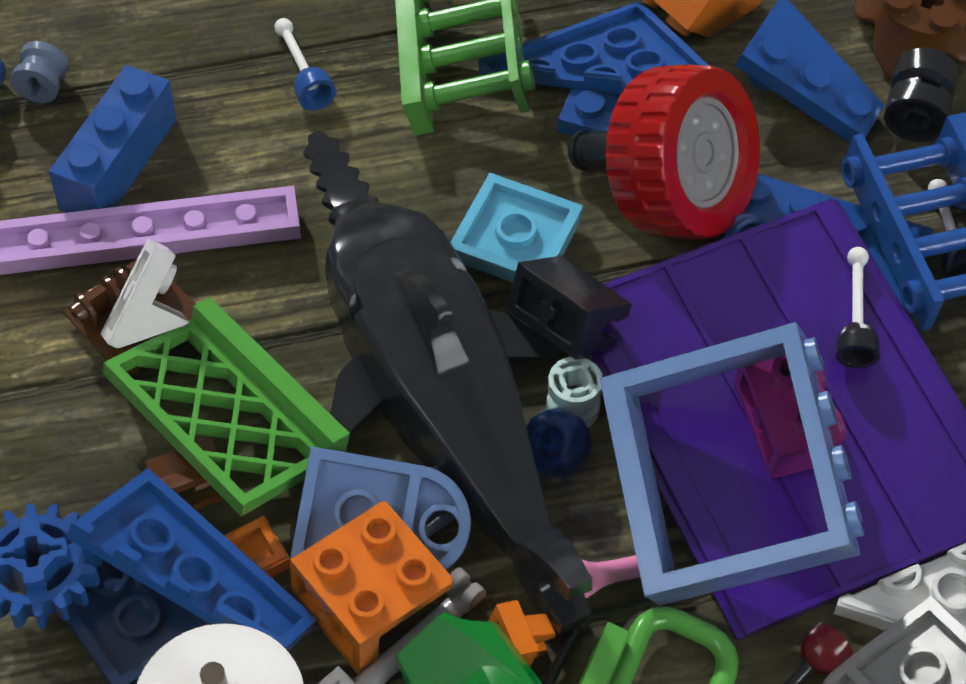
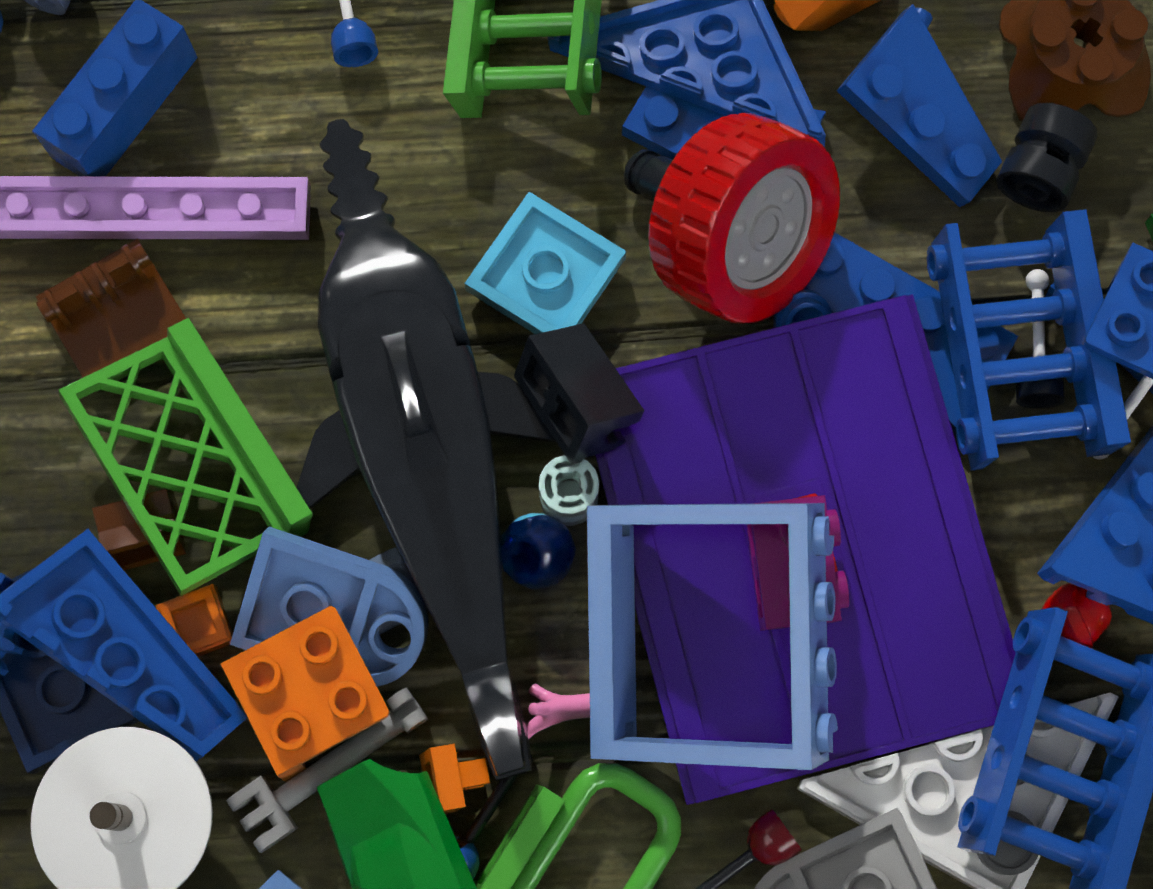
camera: 10 degrees right, 20 degrees up
(135, 311) = (113, 320): white slope -> none
(857, 342) = (890, 485): black hinge -> none

